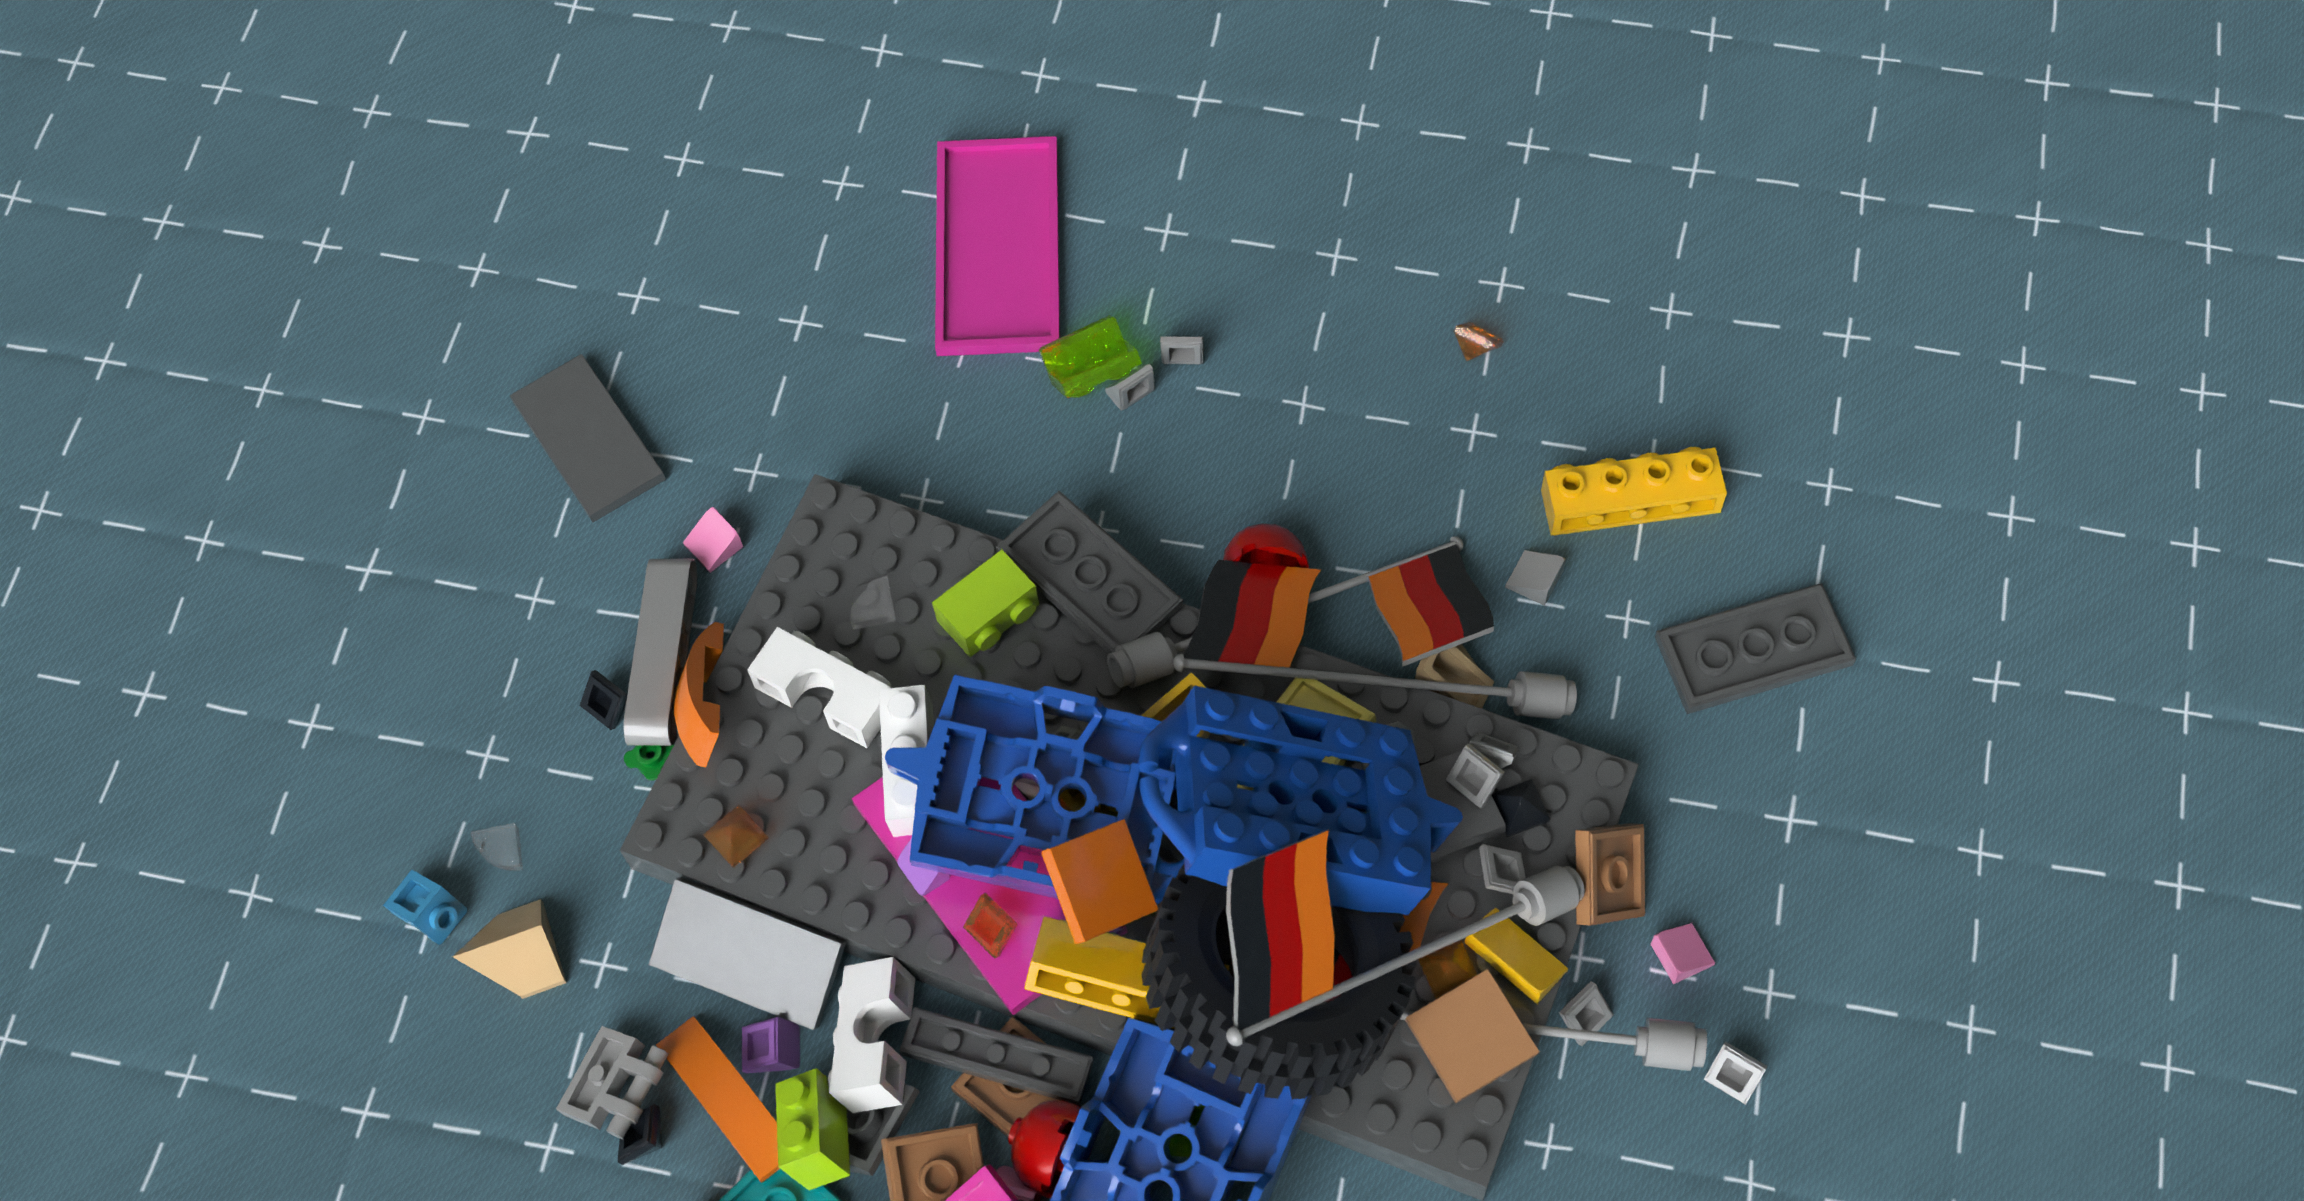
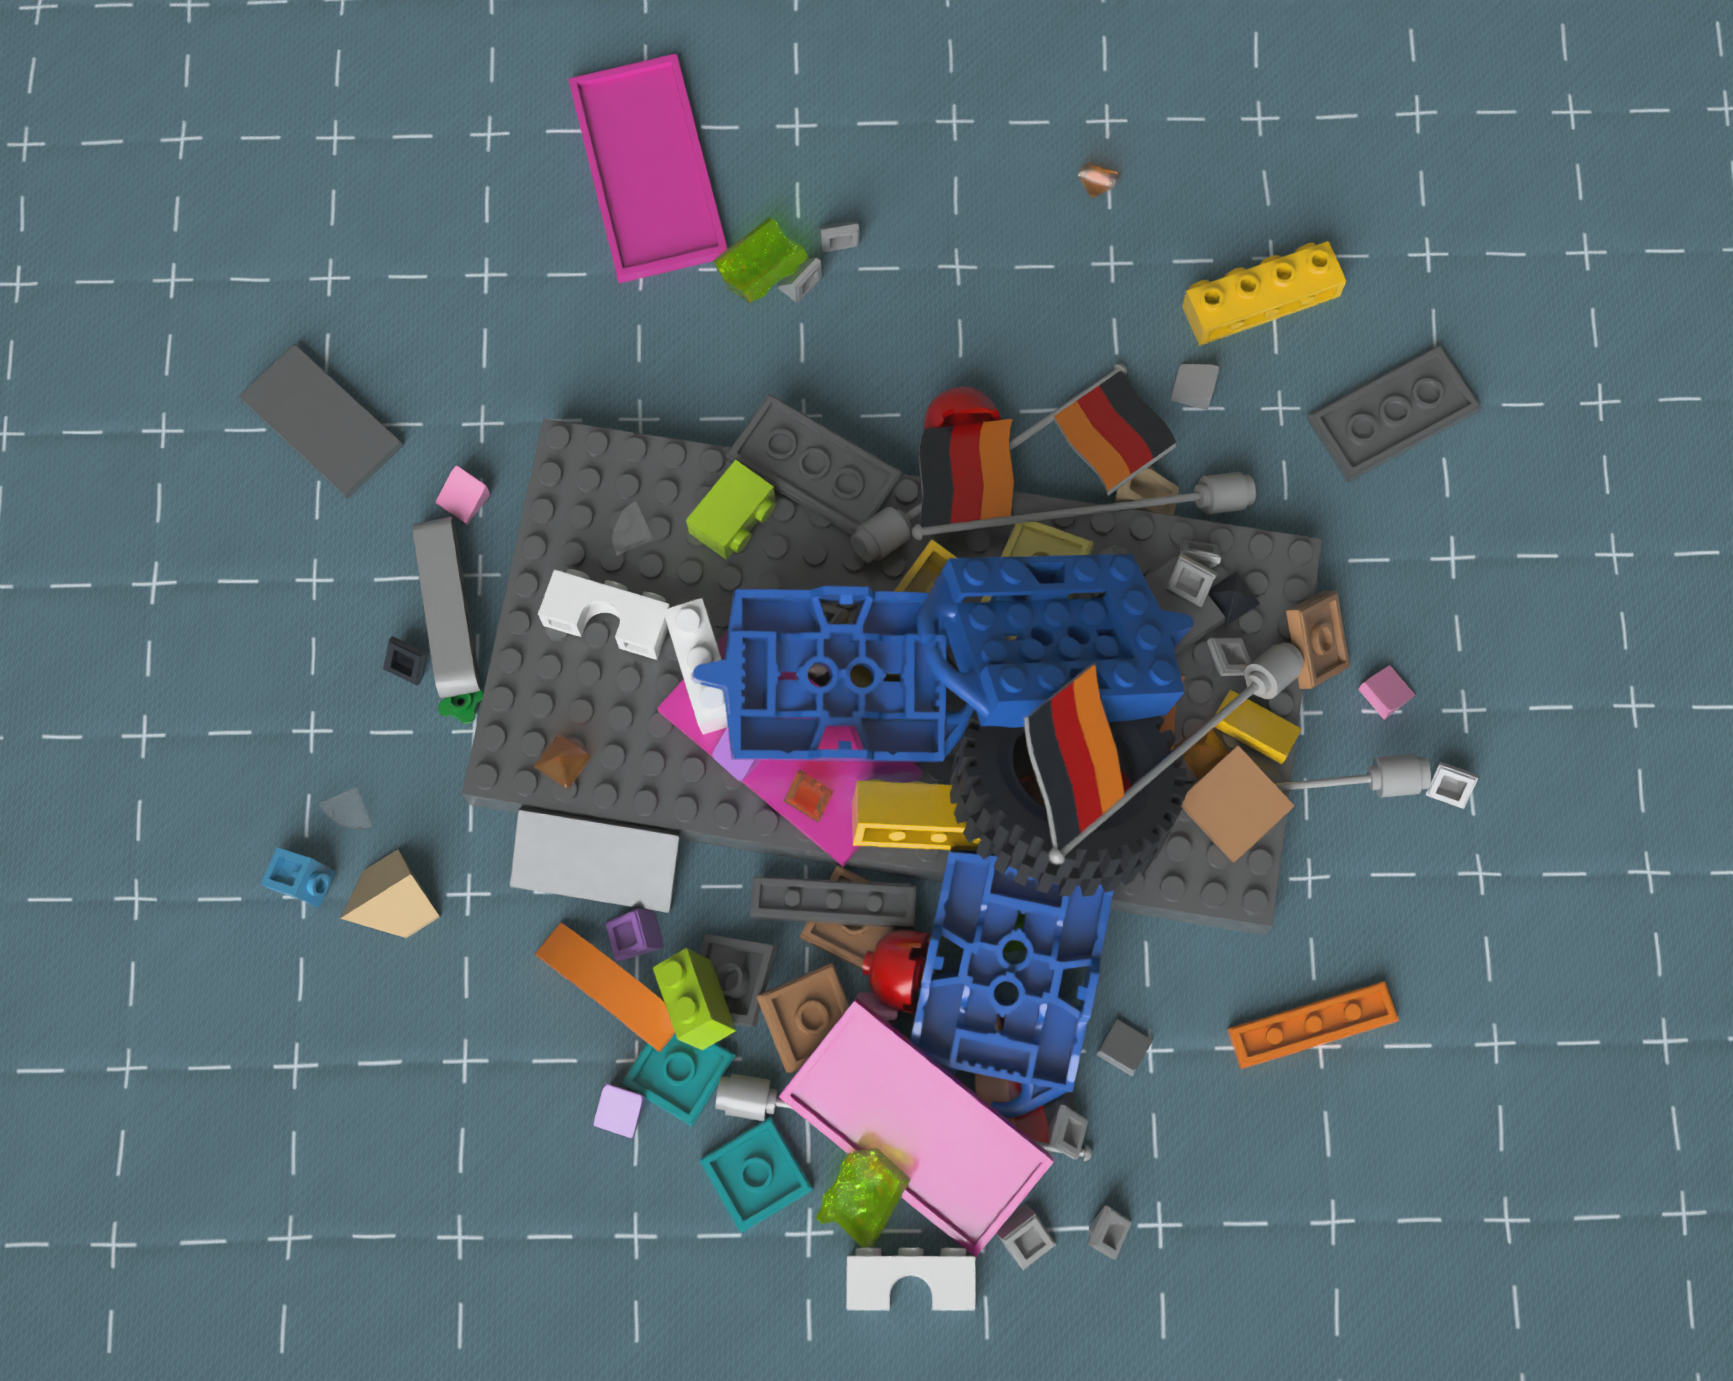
camera: 15 degrees left, 10 degrees up
(602, 1076) = (497, 993): light grey plate -> none
(641, 1137) = (543, 1034): black slope -> none
(697, 719) = (502, 667): orange slope -> none
(866, 1071) = (713, 878): white arch -> none
(1099, 881) = (905, 744): orange tile -> none
(1586, 1010) = (1318, 758): light grey slope -> none

